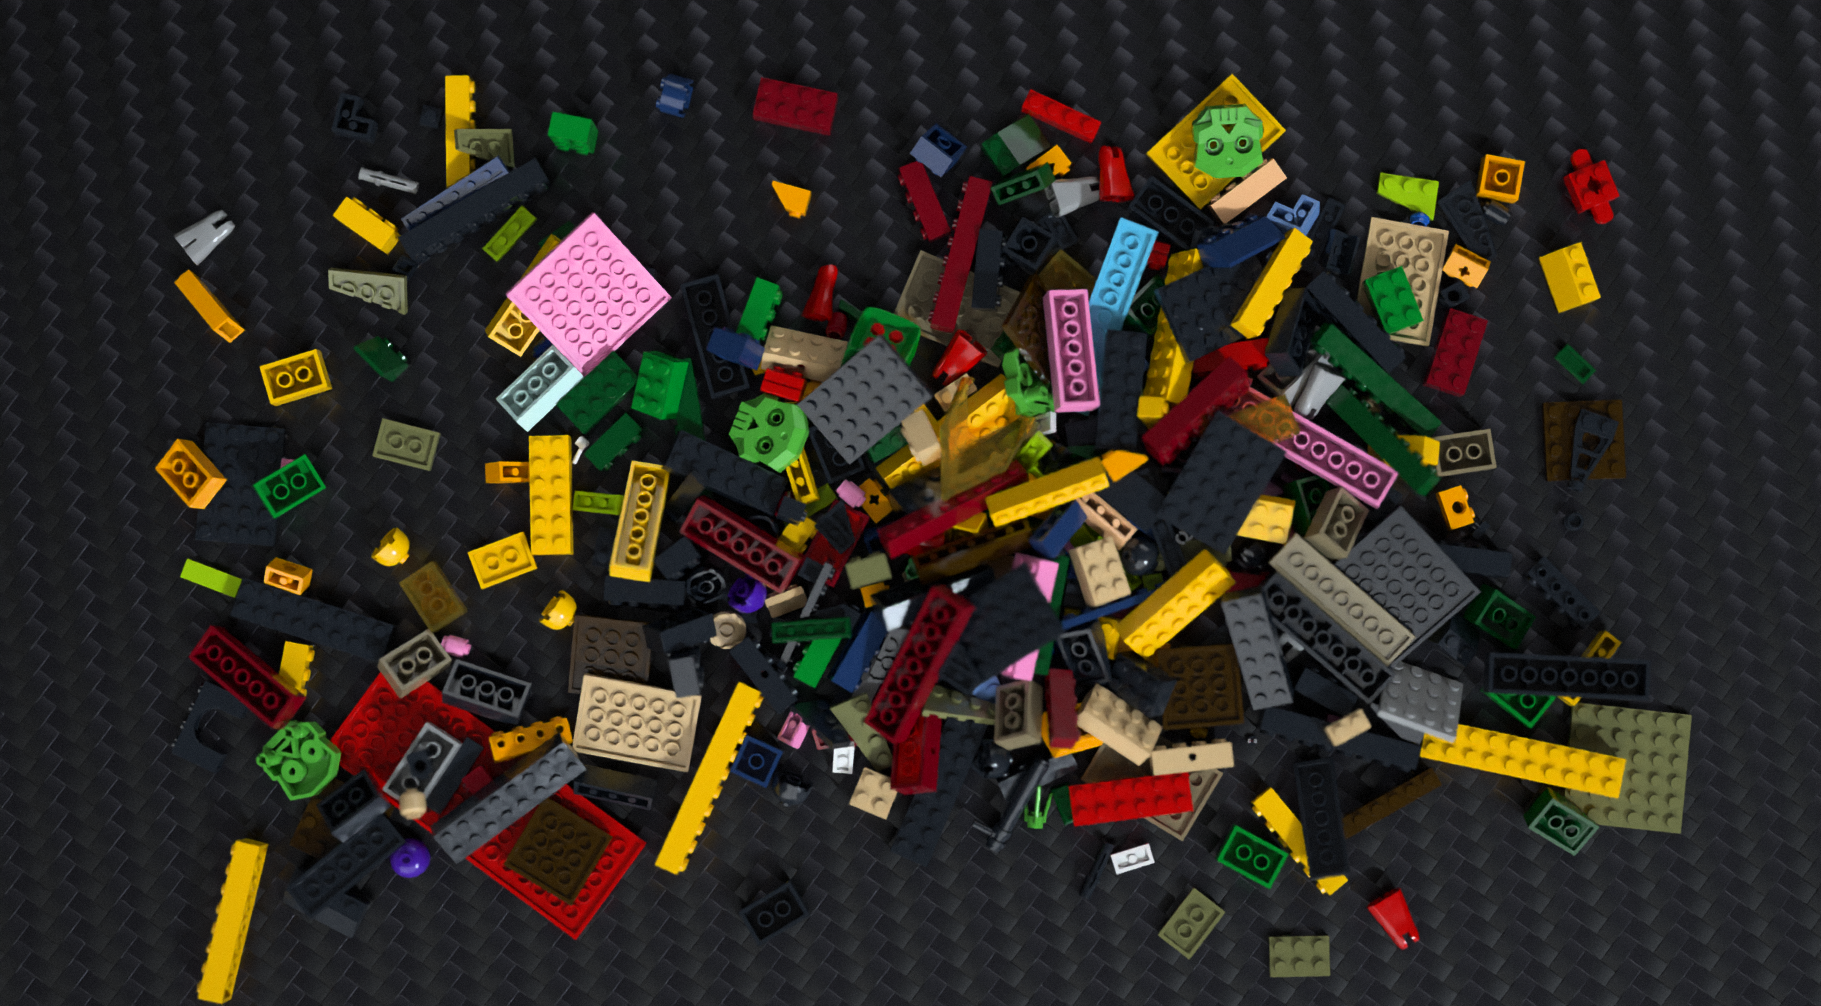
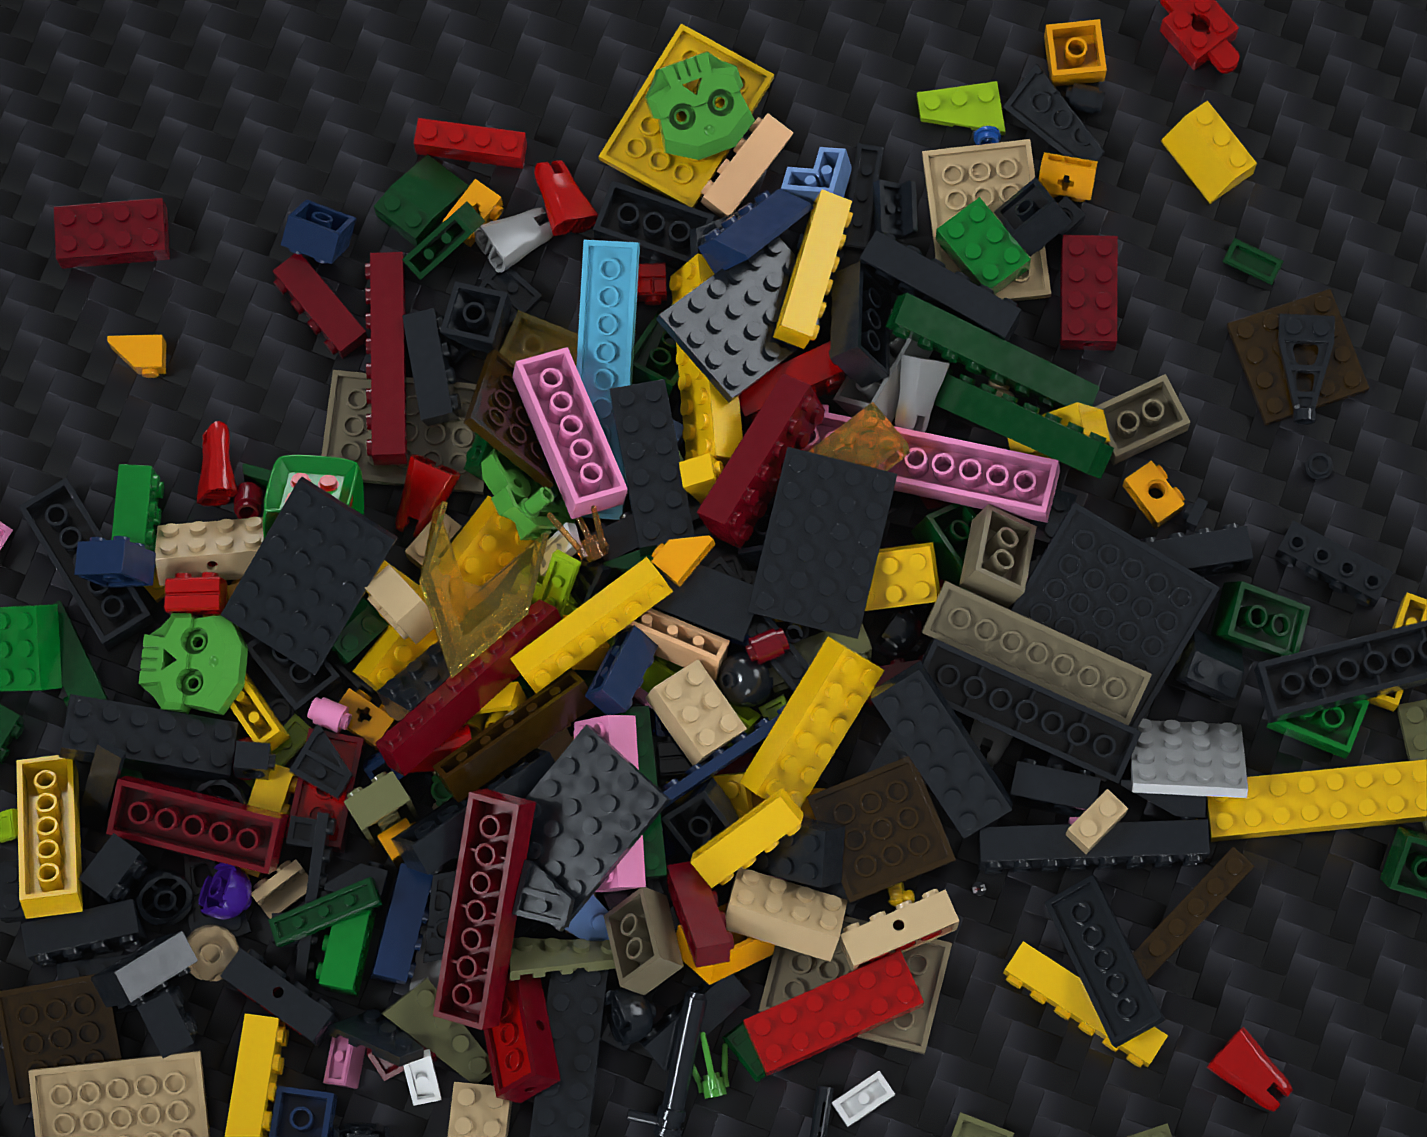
camera: 15 degrees left, 10 degrees down
(1063, 434) = (592, 547): none -> clear orange plant
(1109, 669) = (747, 838): none -> yellow brick
(1162, 541) = (767, 645): none -> dark red brick
(1251, 856) = (1025, 1044): green brick -> none
(1434, 289) = (1033, 217): none -> black slope

